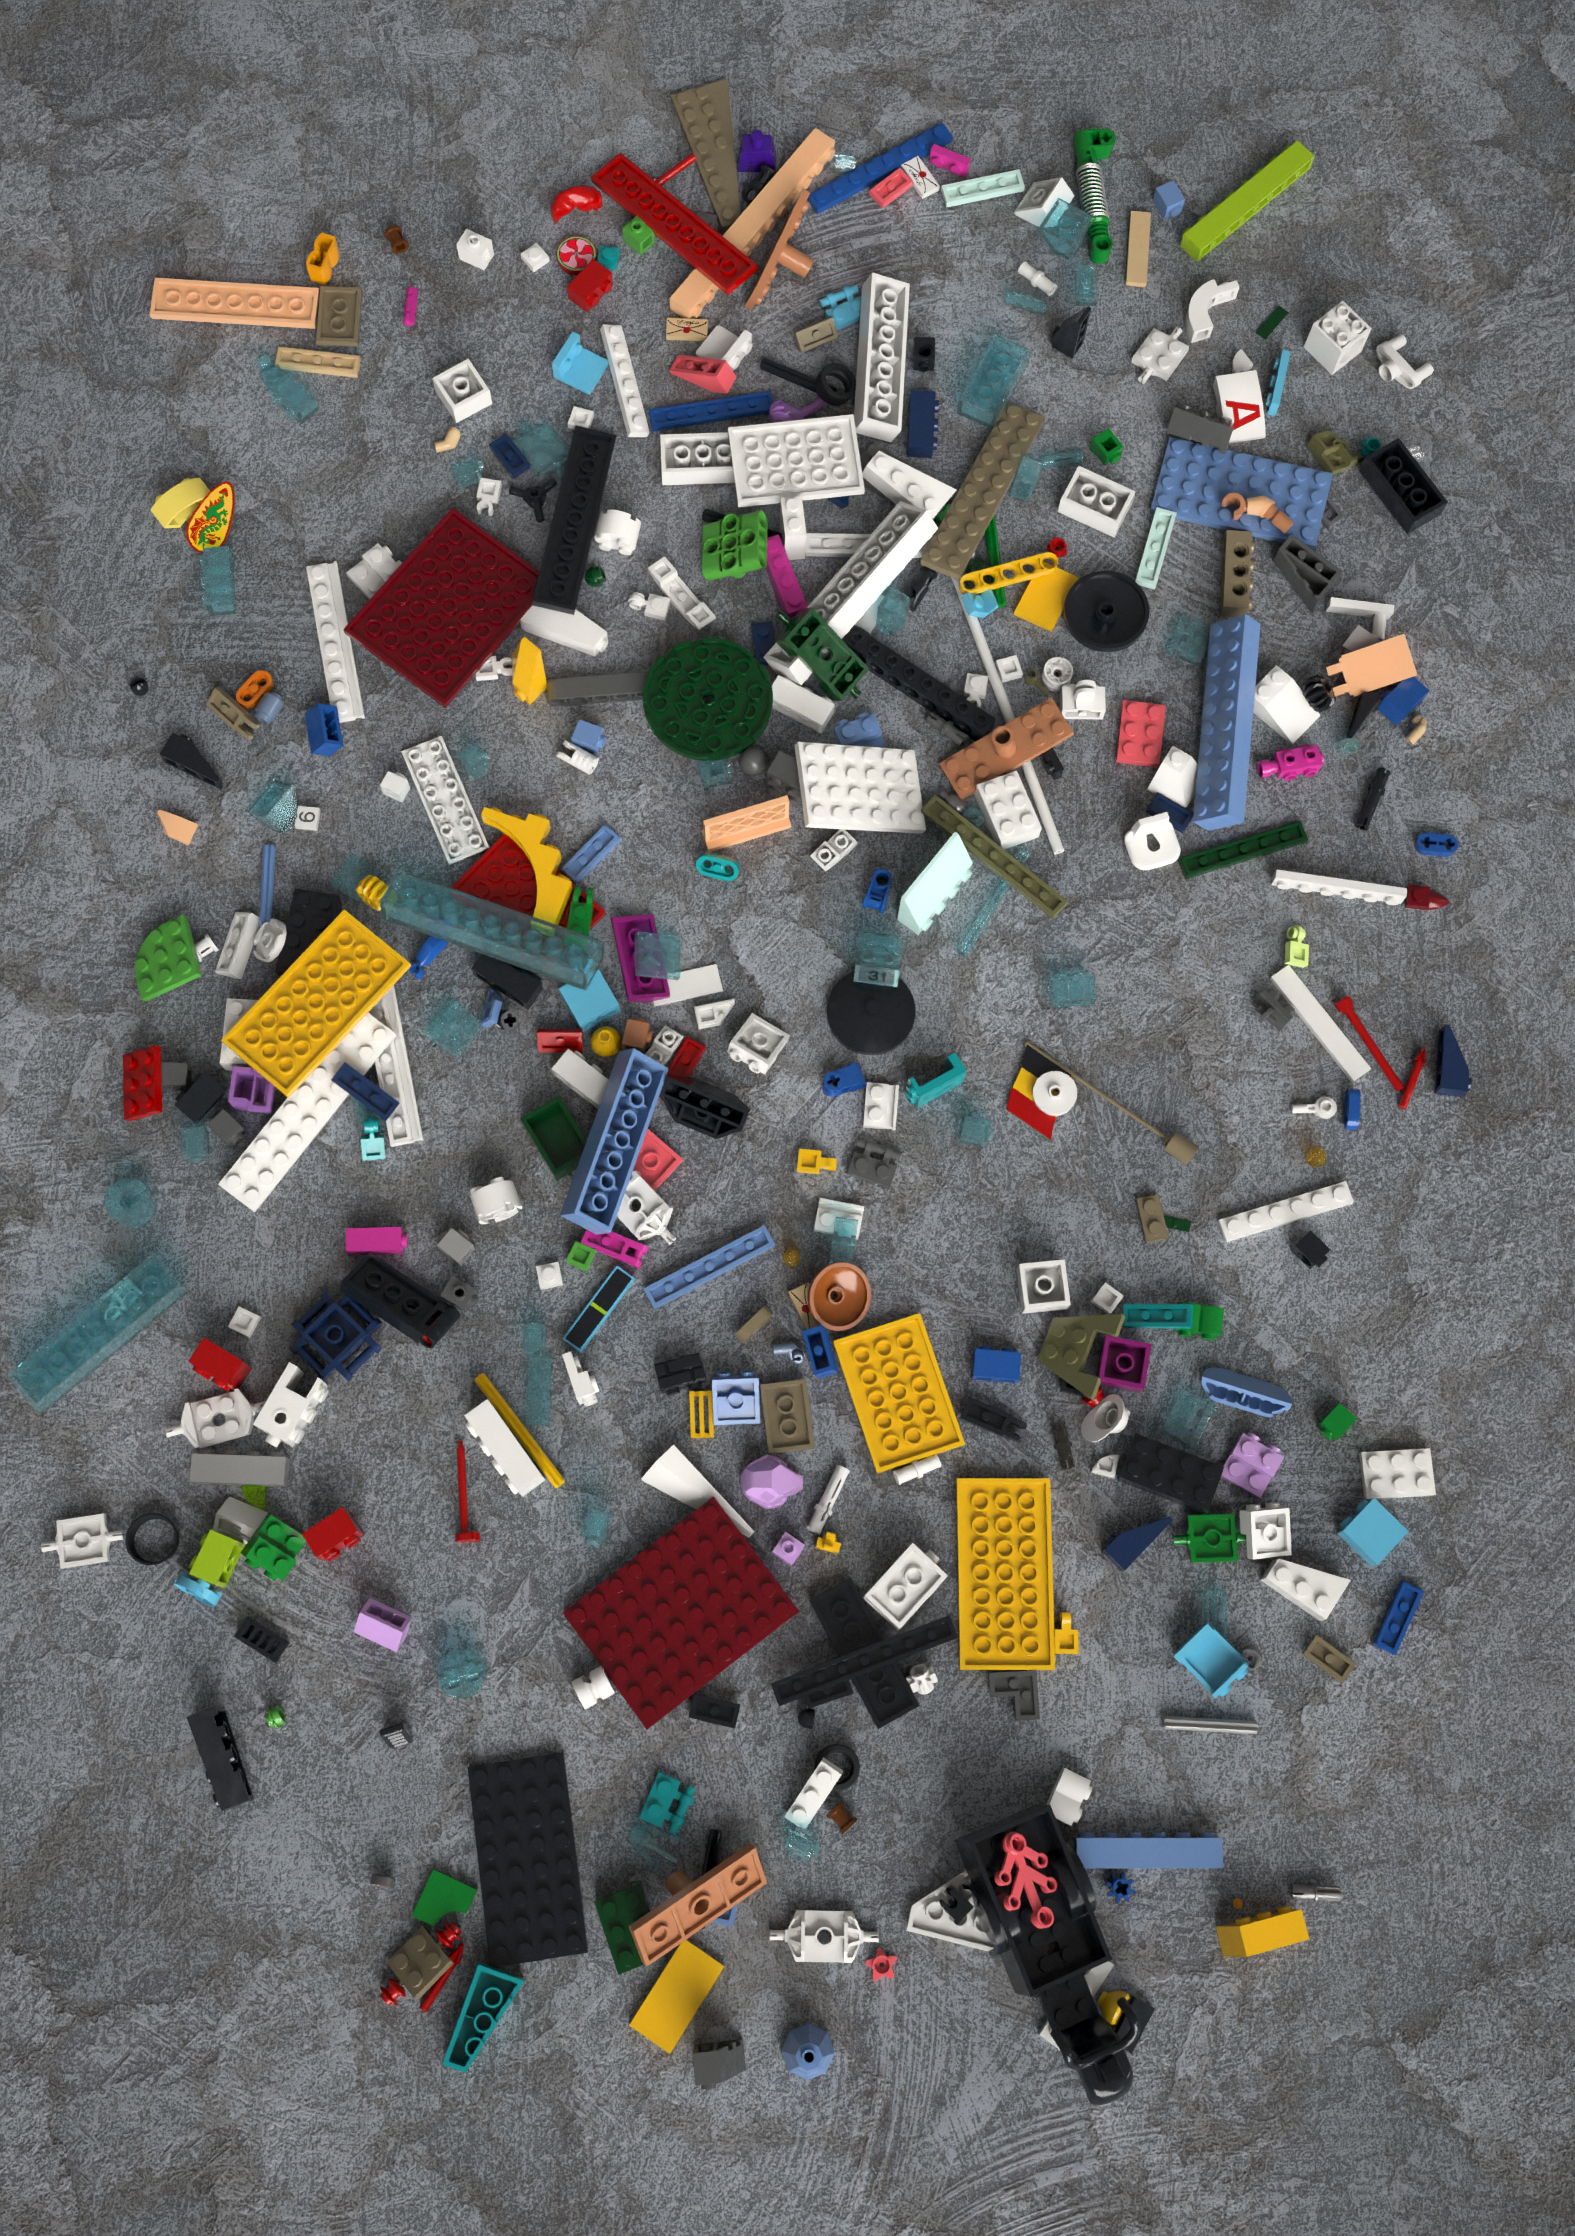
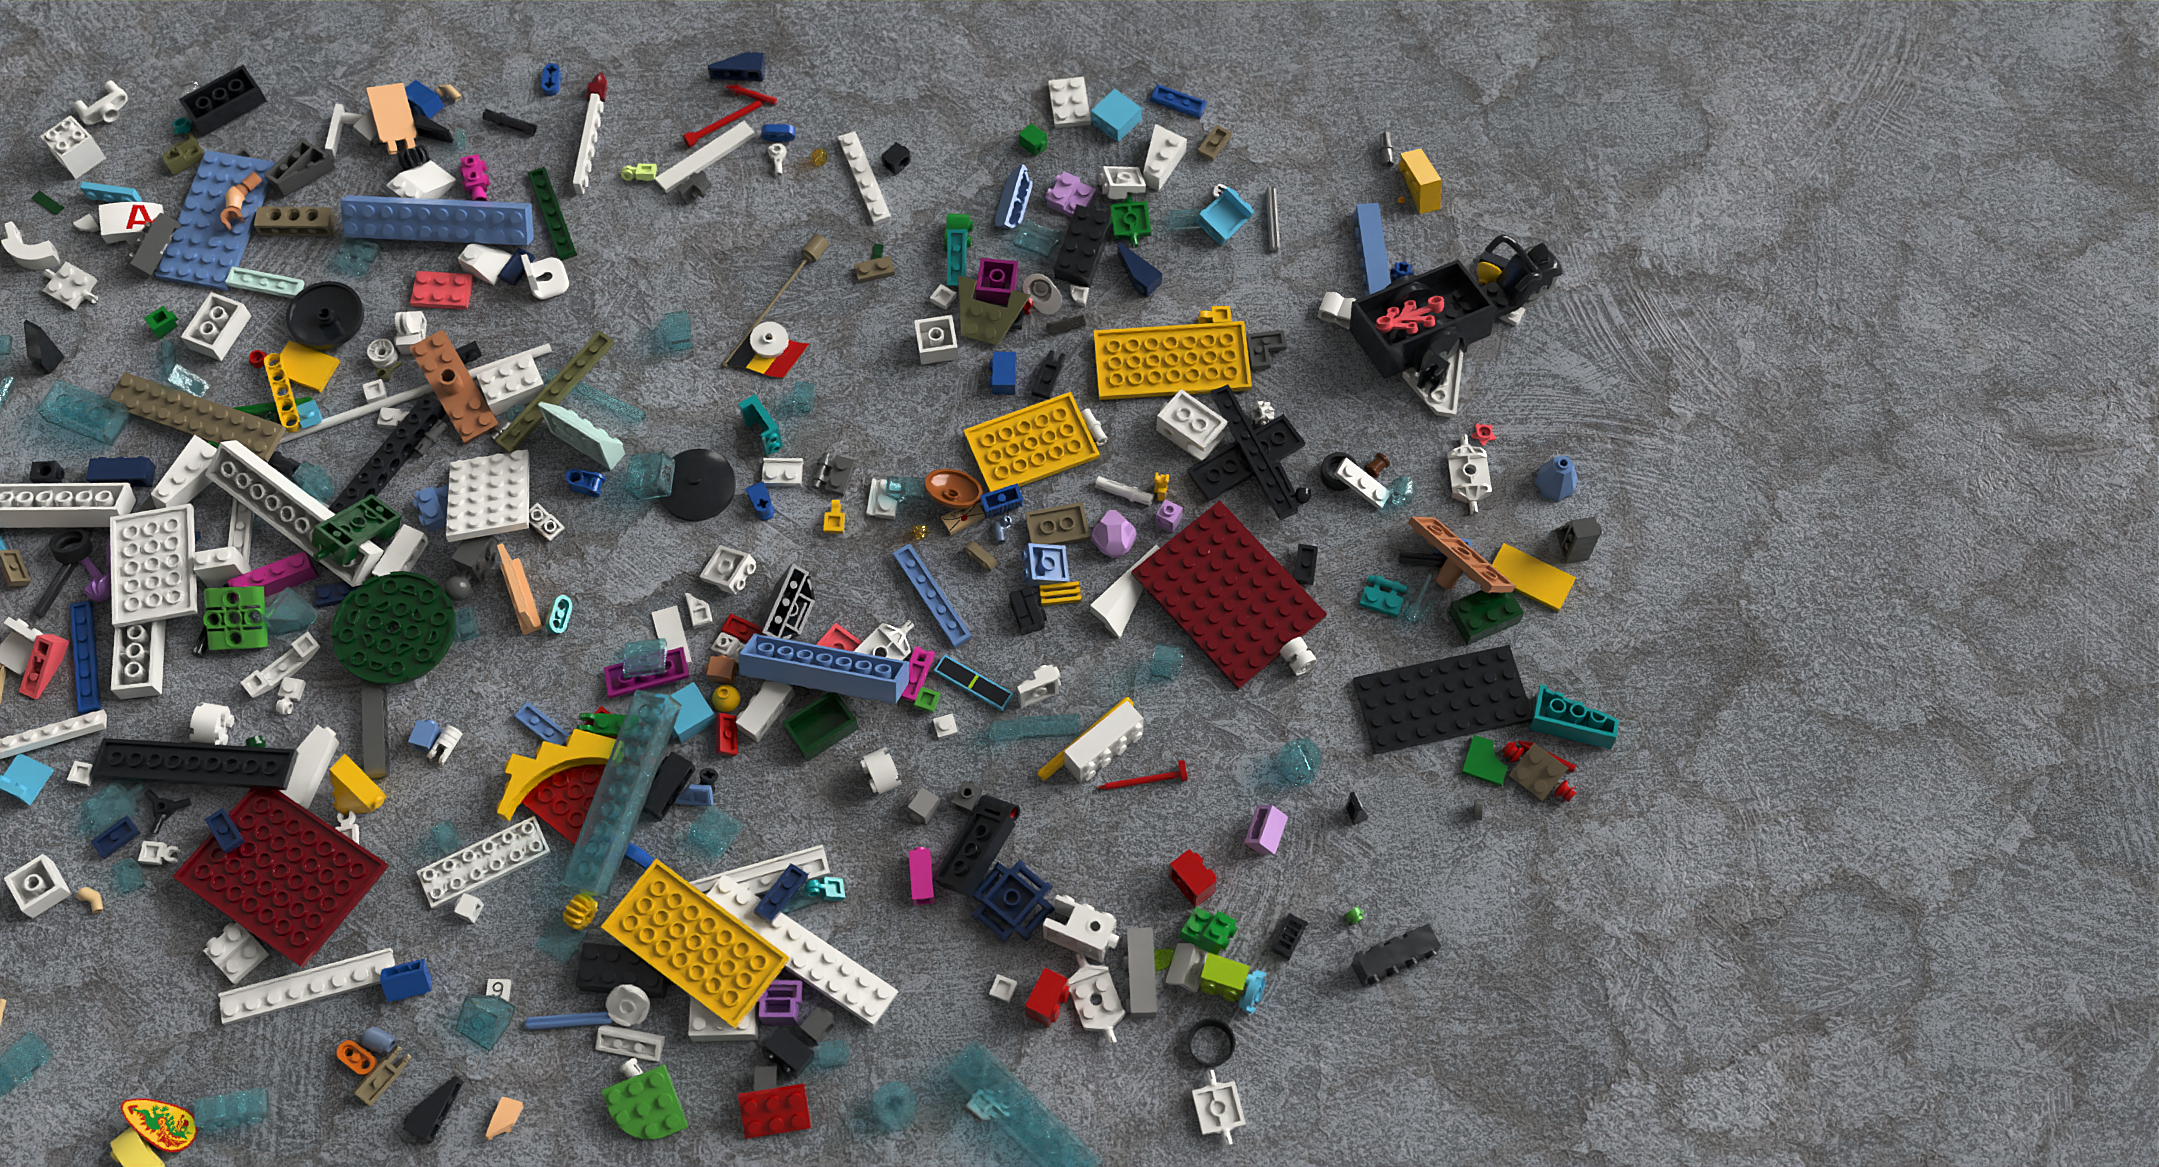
camera: 90 degrees left, 10 degrees down
(493, 550) = (224, 830): none -> dark blue plate
(739, 598) = (289, 614): none -> clear light blue slope

